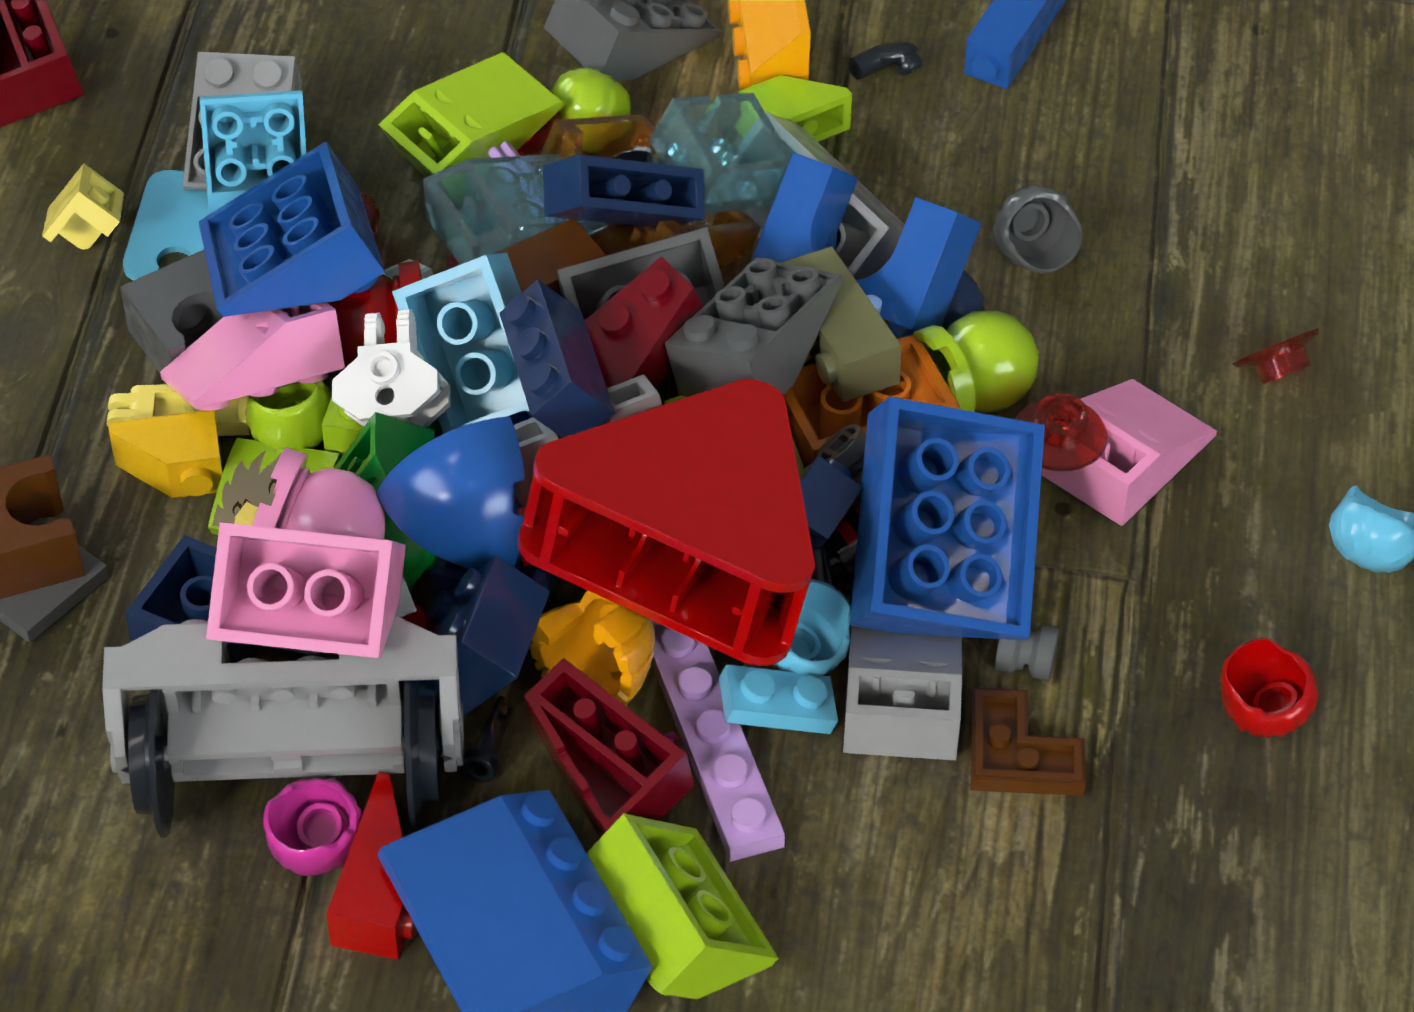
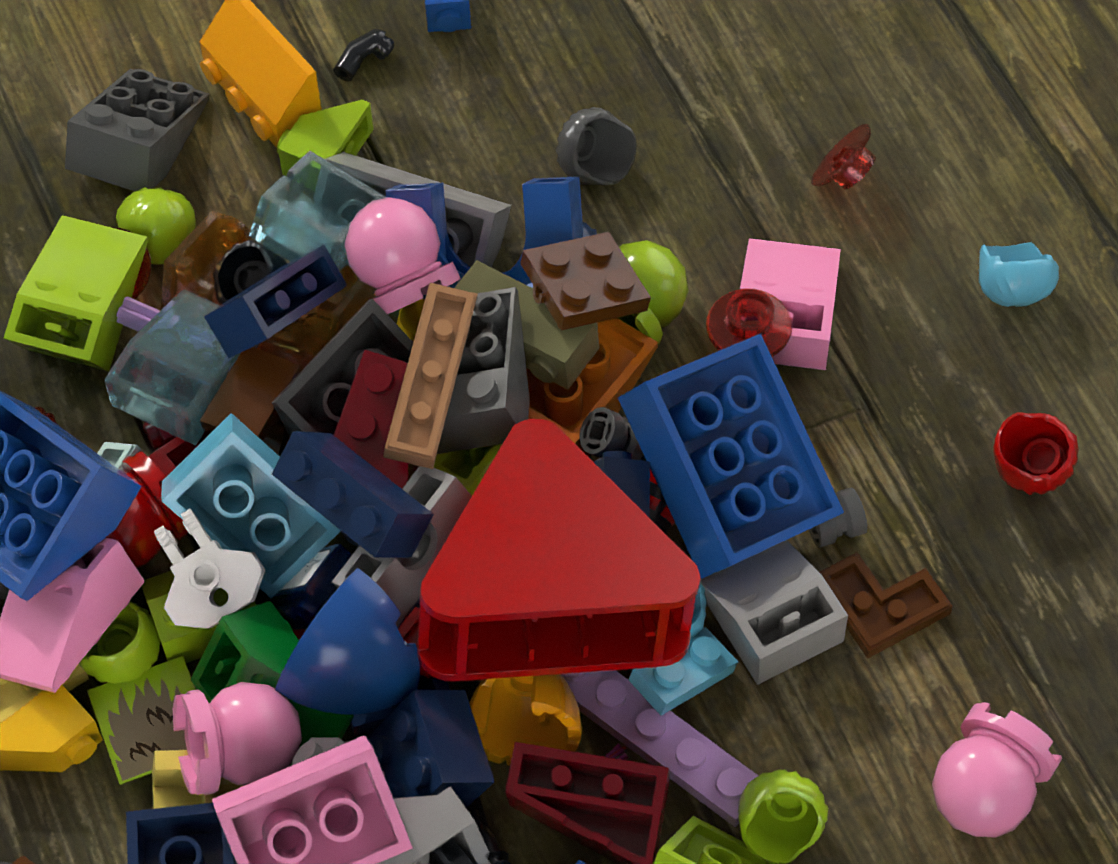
camera: 30 degrees left, 10 degrees up
(701, 303) = (430, 376): none -> medium nougat tile
(762, 205) = (396, 252): none -> bright pink tile
(769, 861) = (781, 815): none -> lime hair
(916, 307) = (584, 281): none -> reddish brown plate
(995, 936) = (990, 776): none -> bright pink tile

